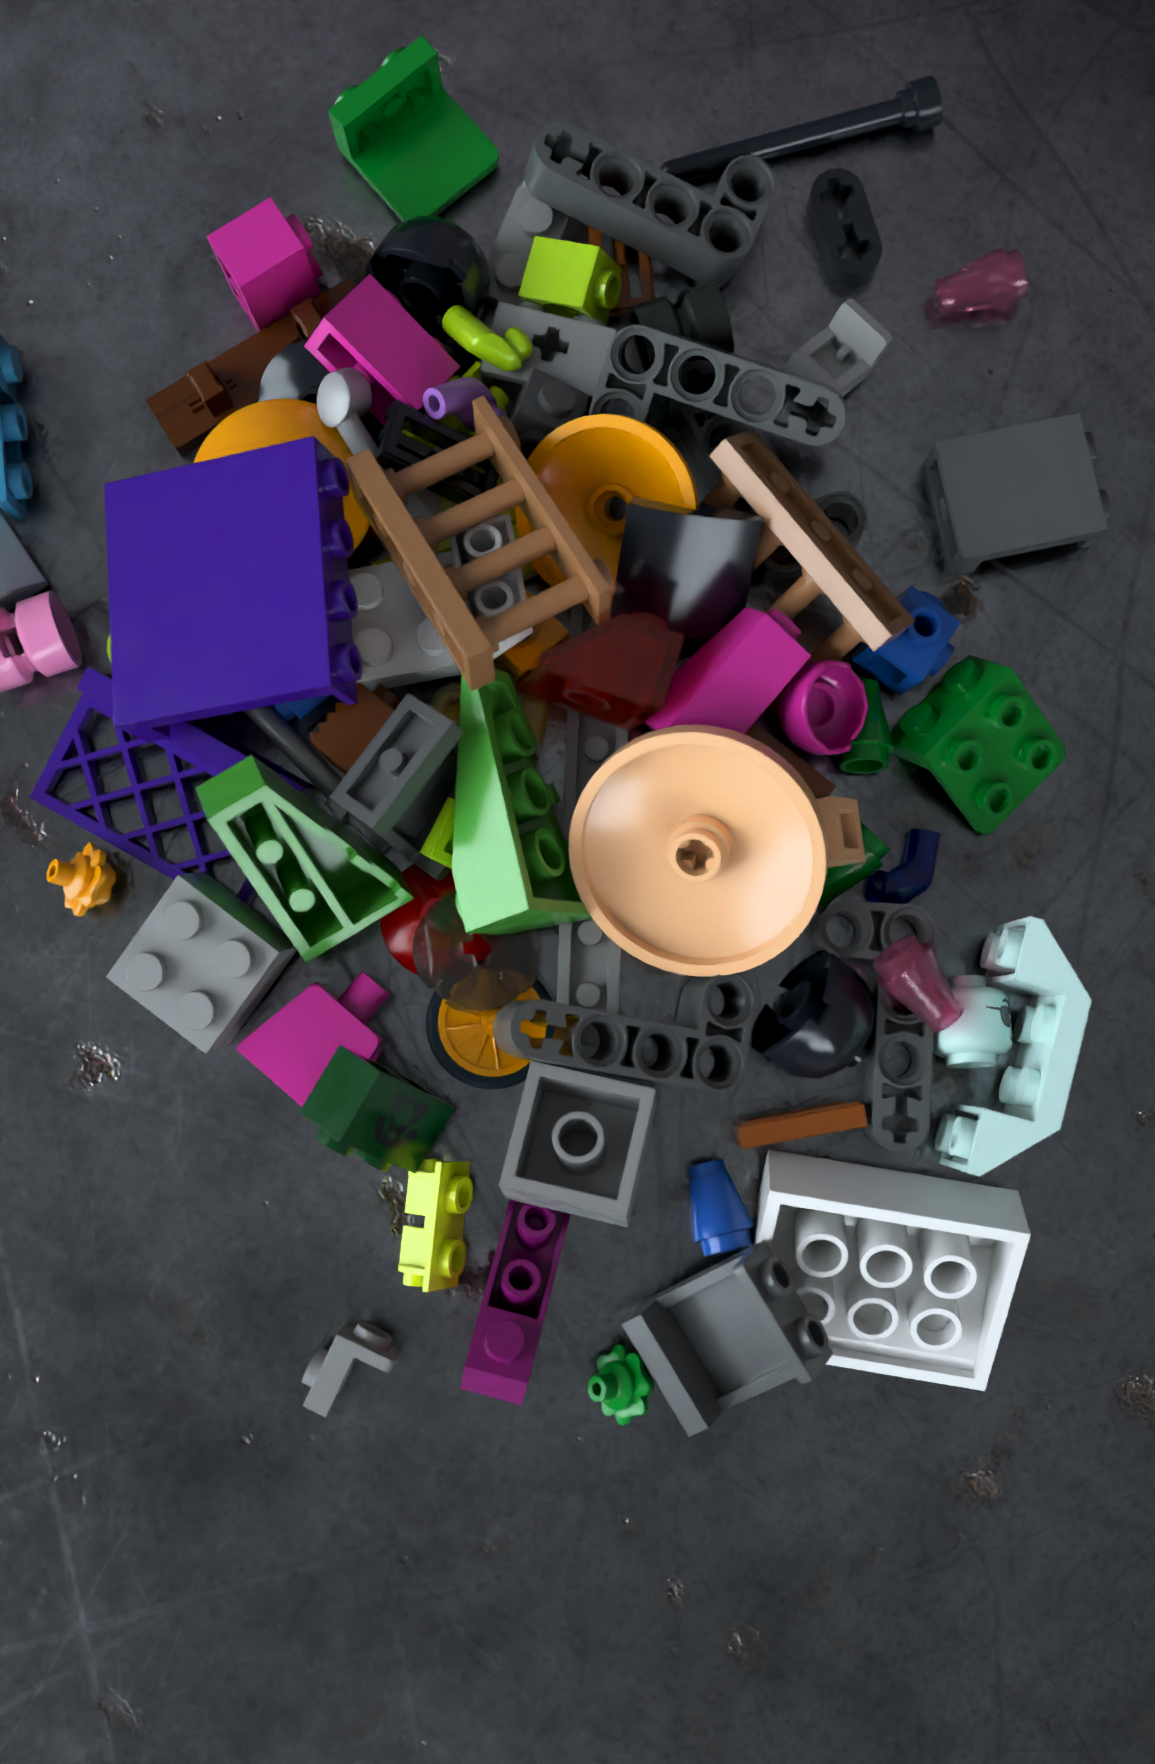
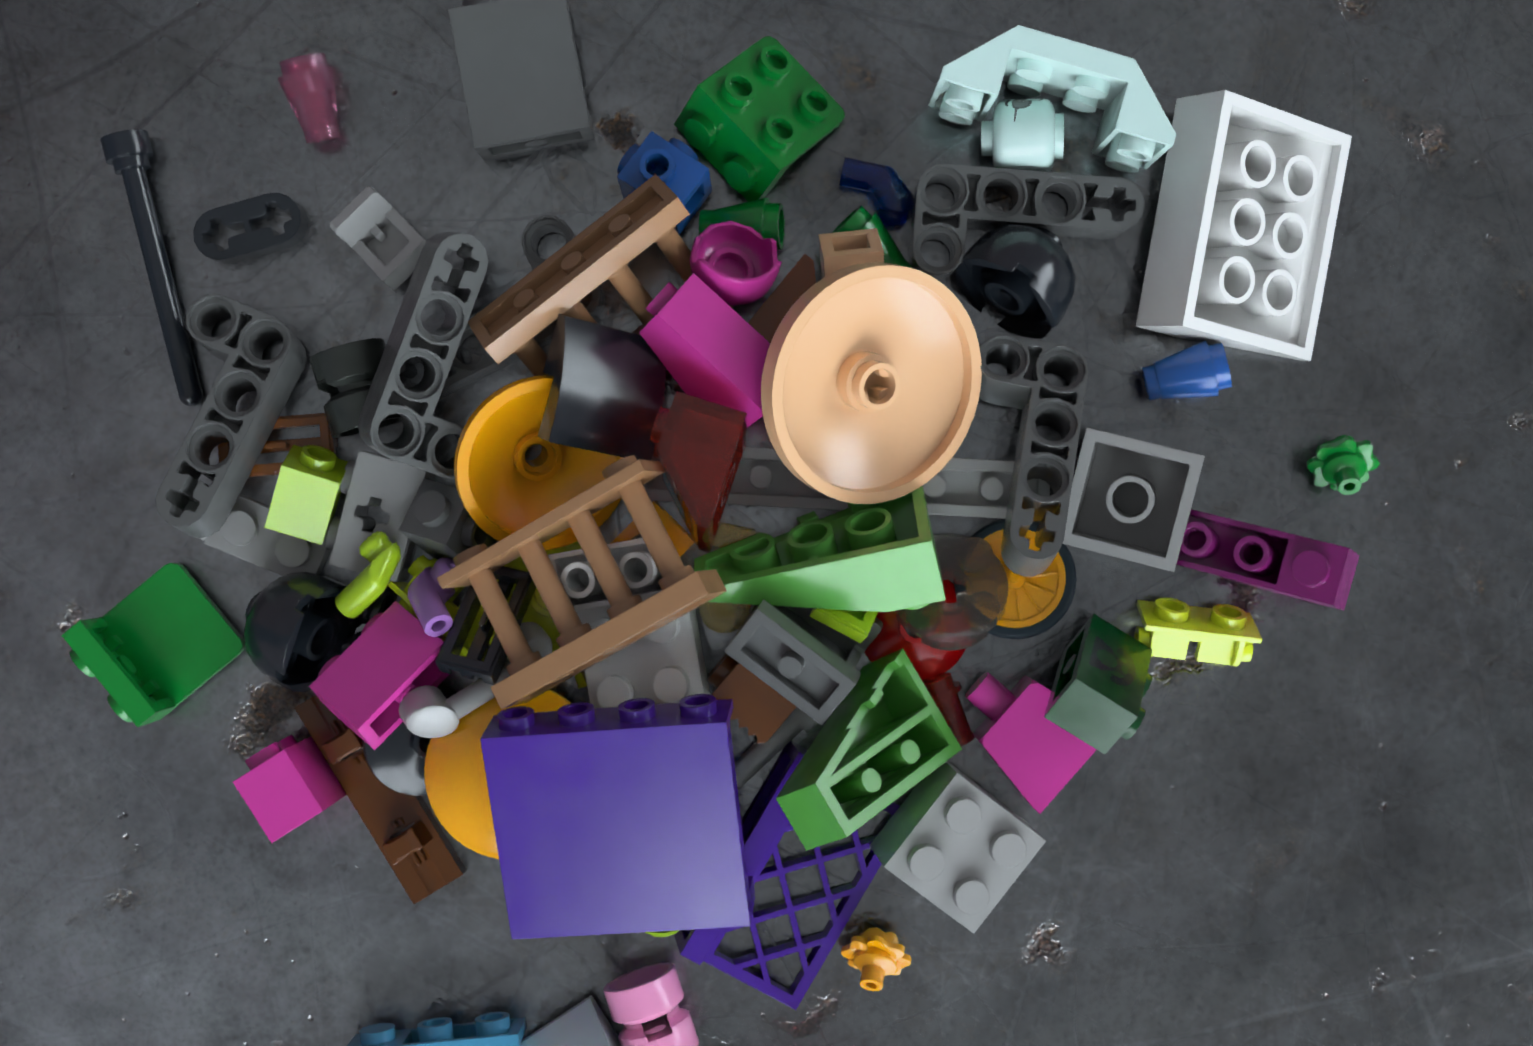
camera: 95 degrees left, 5 degrees up
(331, 1368) = (1326, 728): light grey bracket -> none
(359, 949) = (945, 695): none -> clear red pin
(727, 1336) = (1305, 368): dark grey panel -> none
(799, 1123) = (1112, 296): dark orange tile -> none
(916, 980) = (991, 184): clear pink cone -> none

